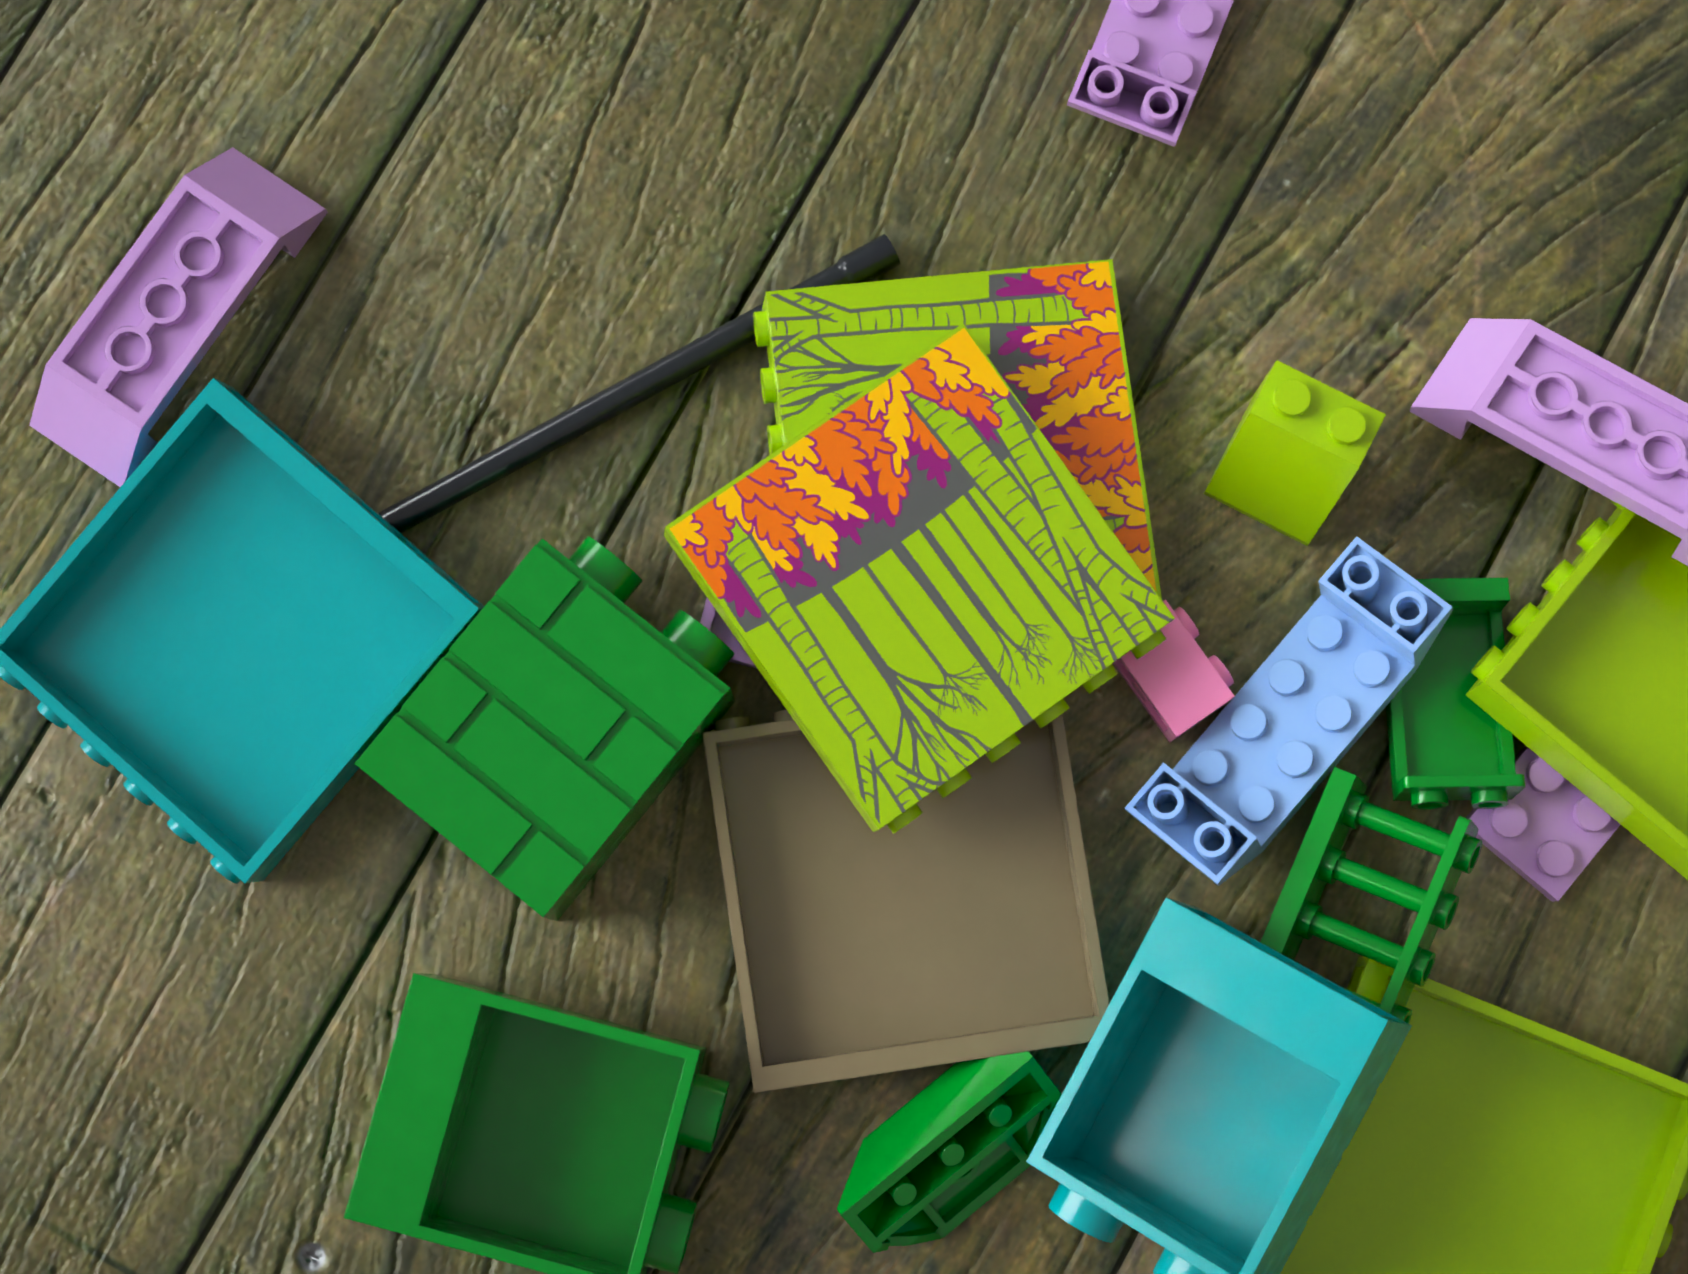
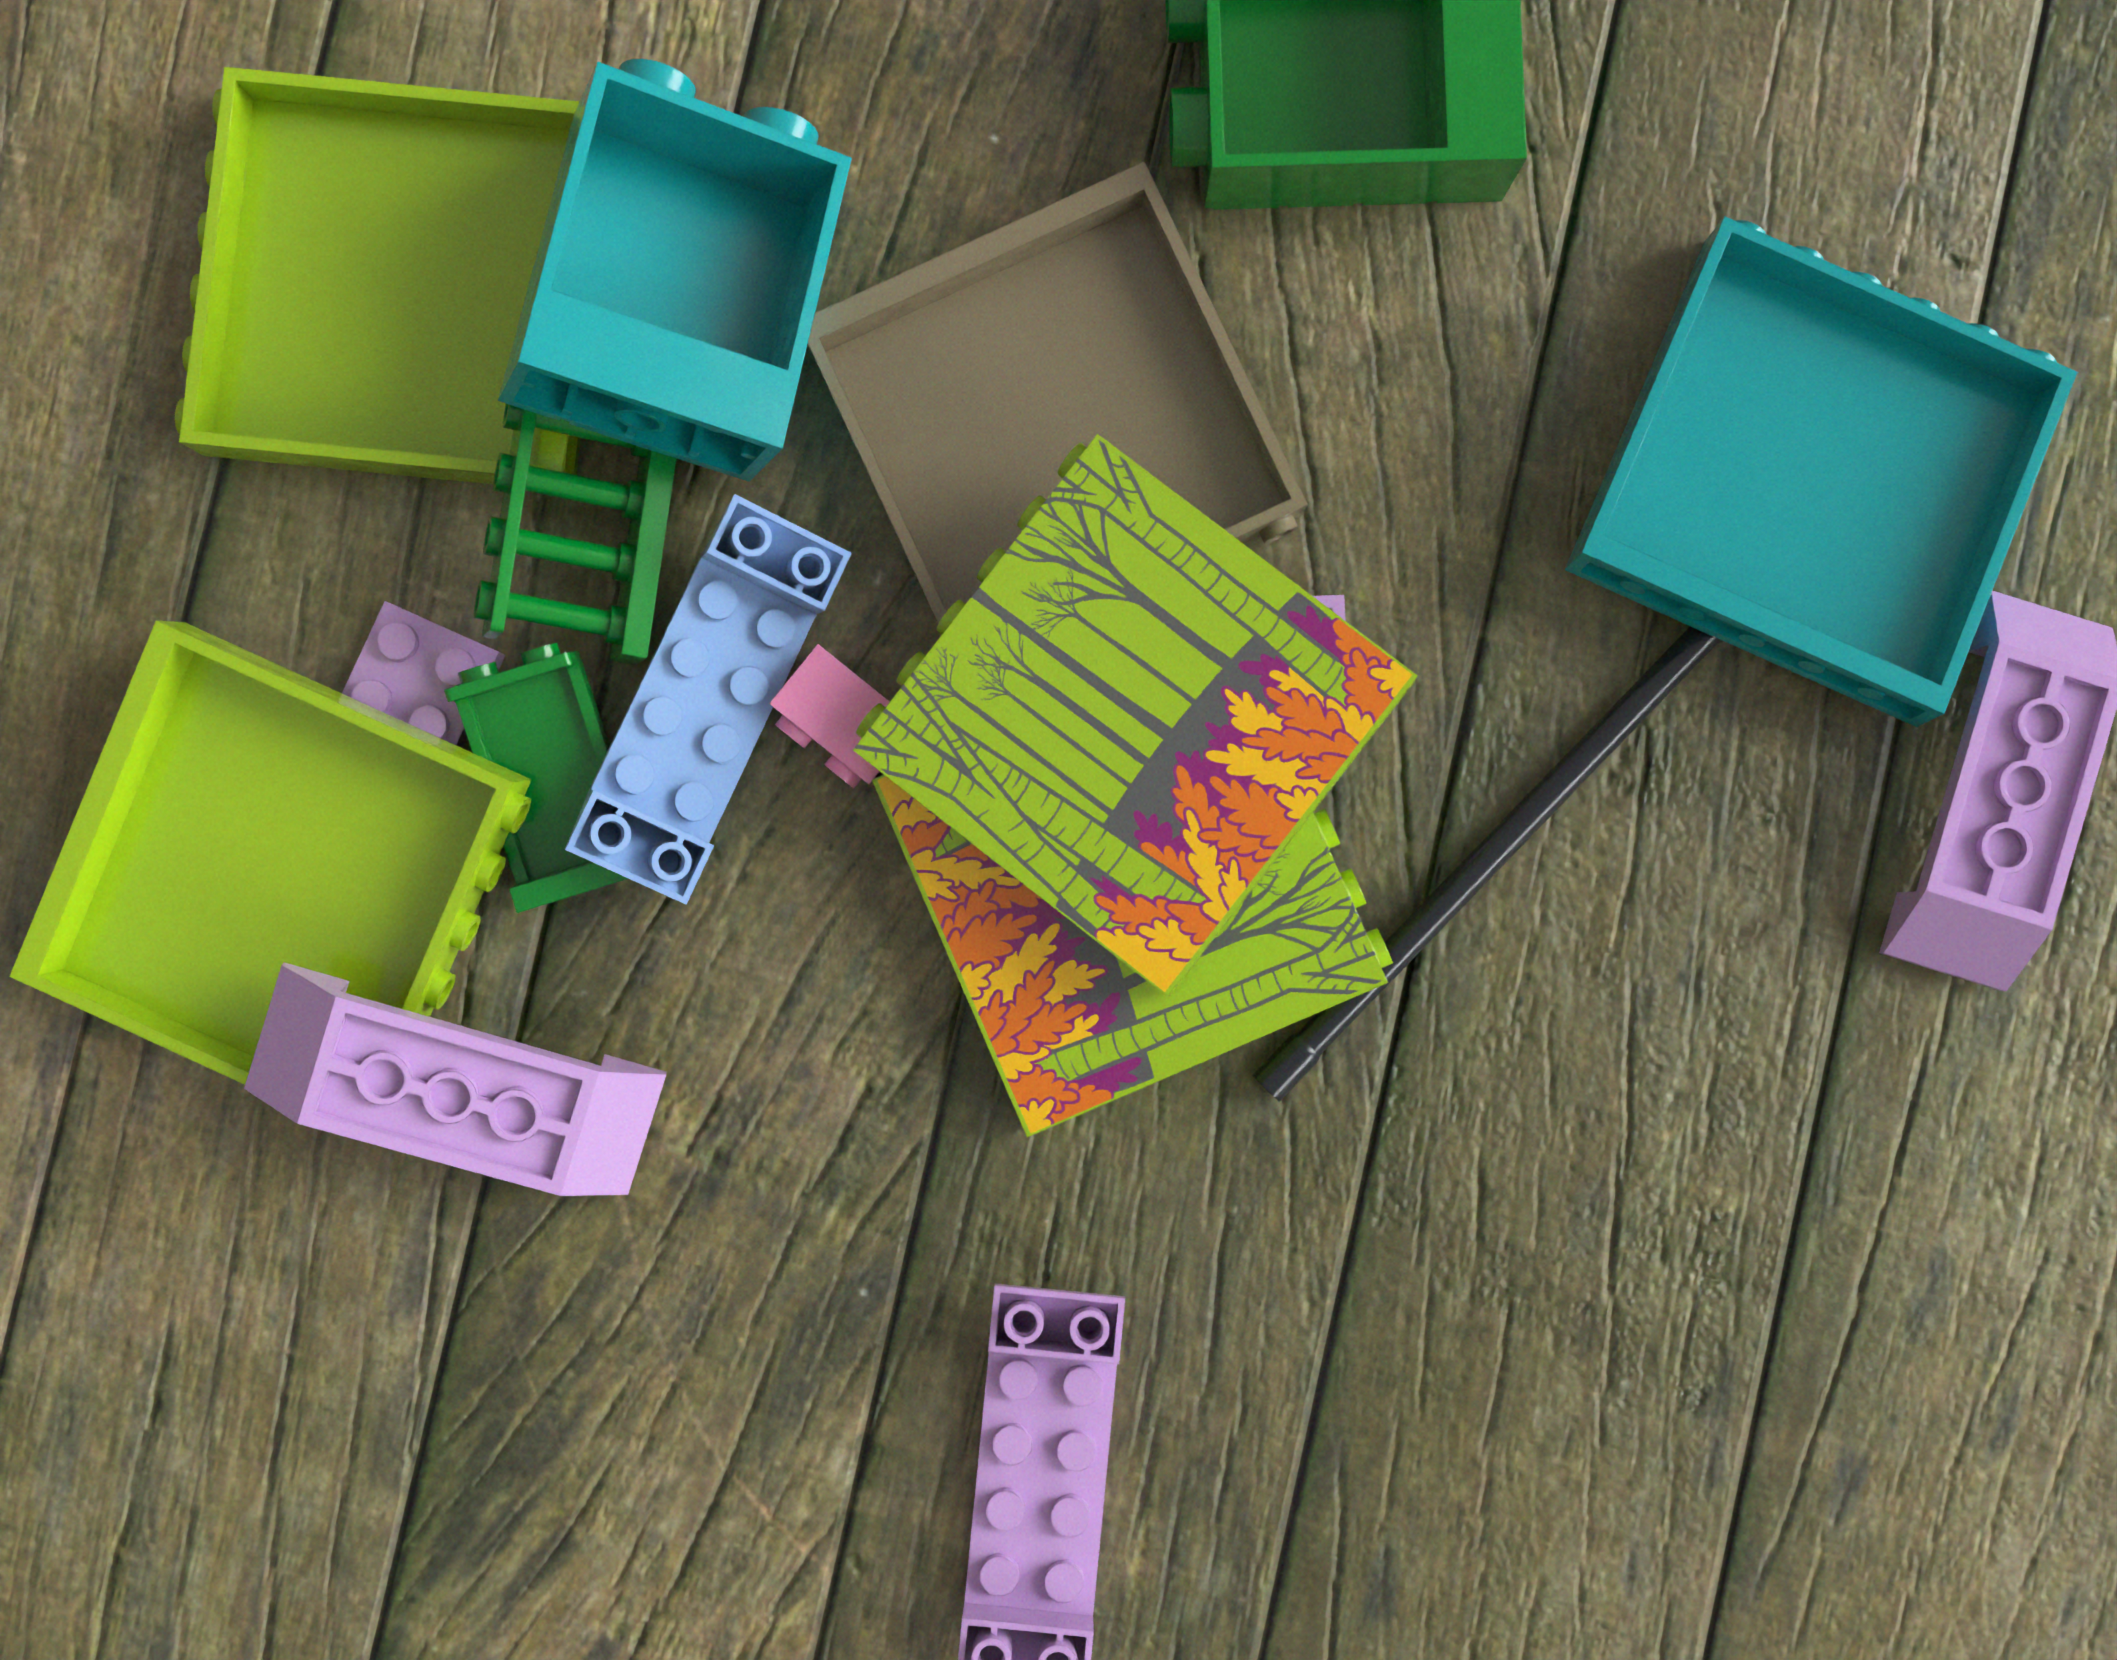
camera: 165 degrees right, 5 degrees up
(553, 723) = (1468, 464): green brick -> none
(947, 1151) = (937, 164): green wedge -> none
(1294, 453) = (776, 978): lime slope -> none

